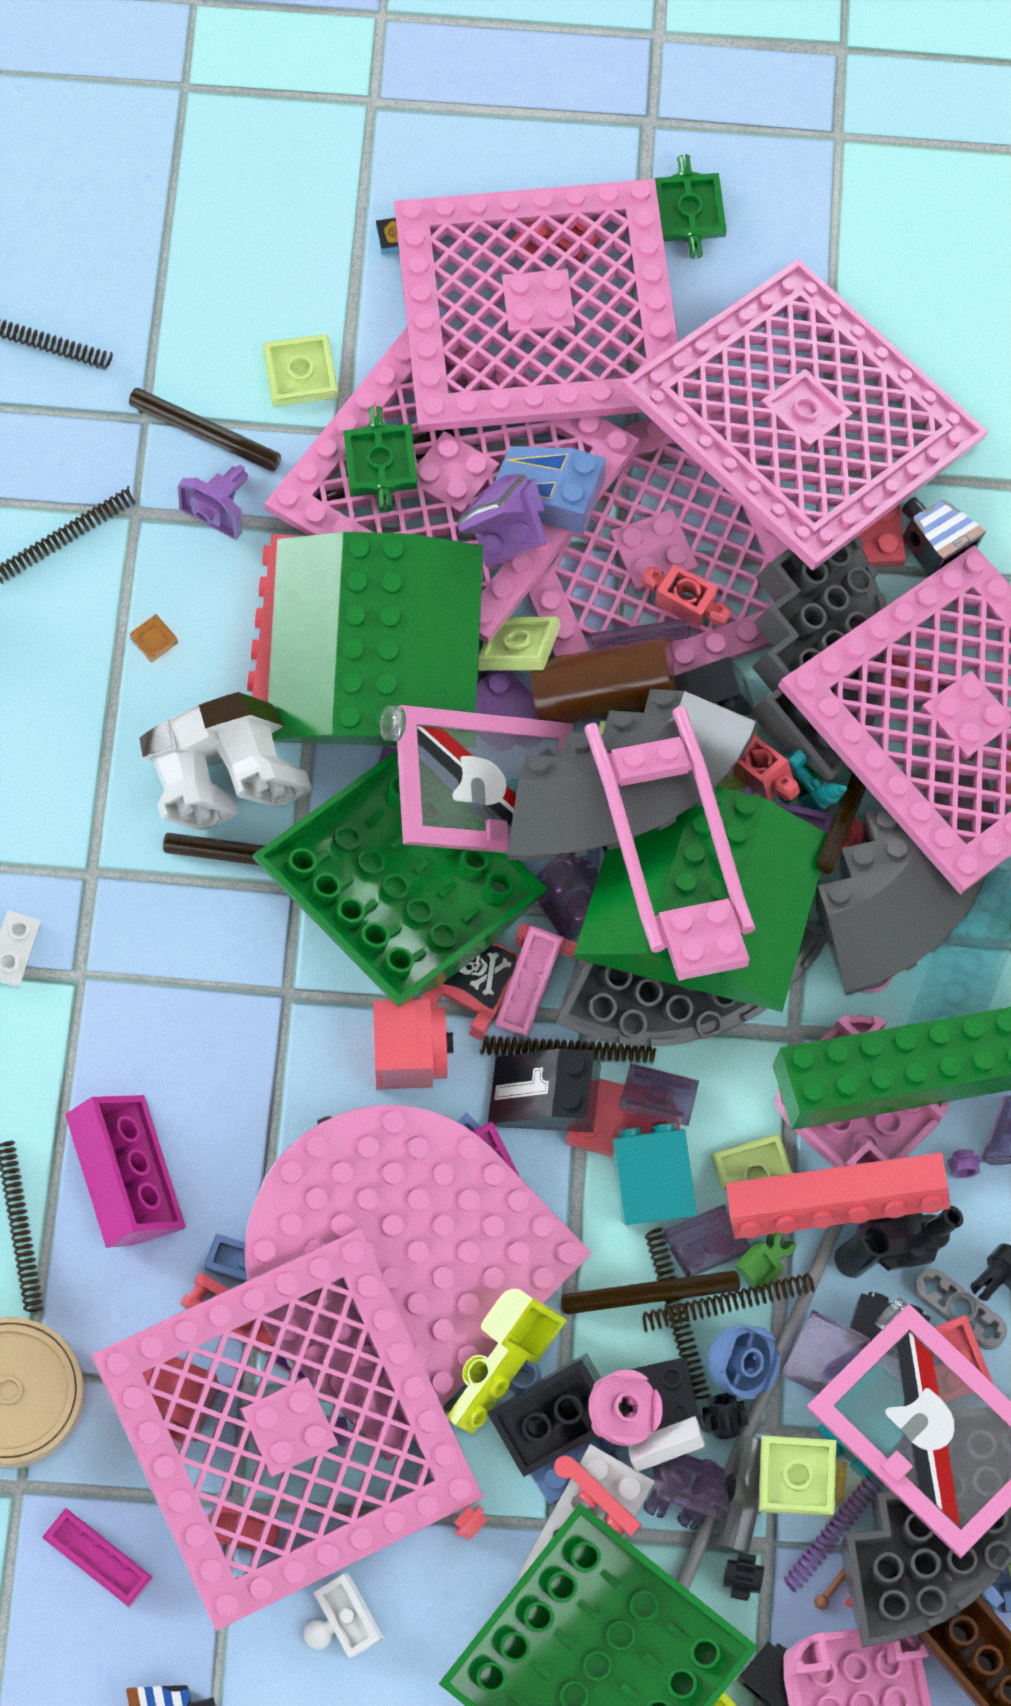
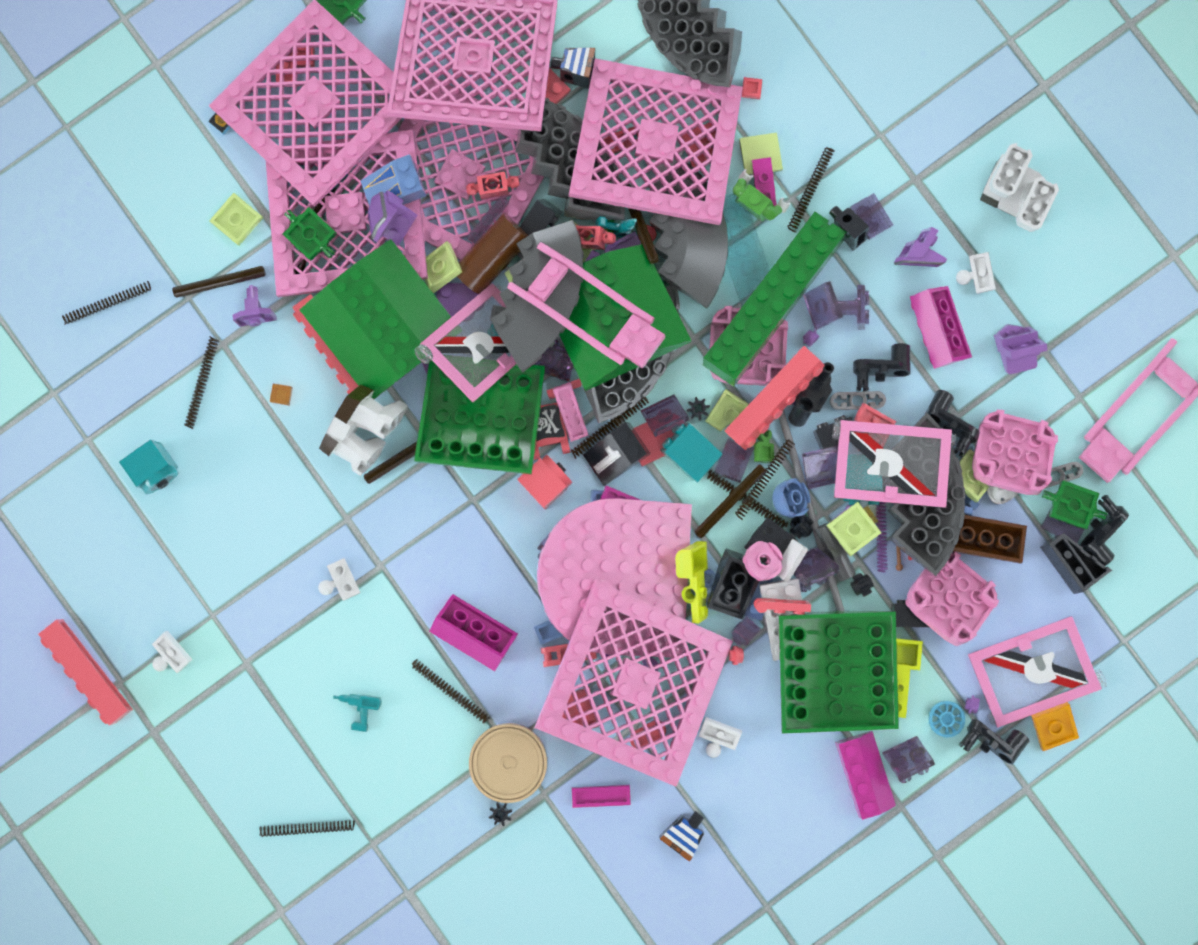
camera: 35 degrees left, 15 degrees up
(511, 1497) = (744, 631): none -> clear purple brick
(722, 1119) = (703, 408): none -> black gear

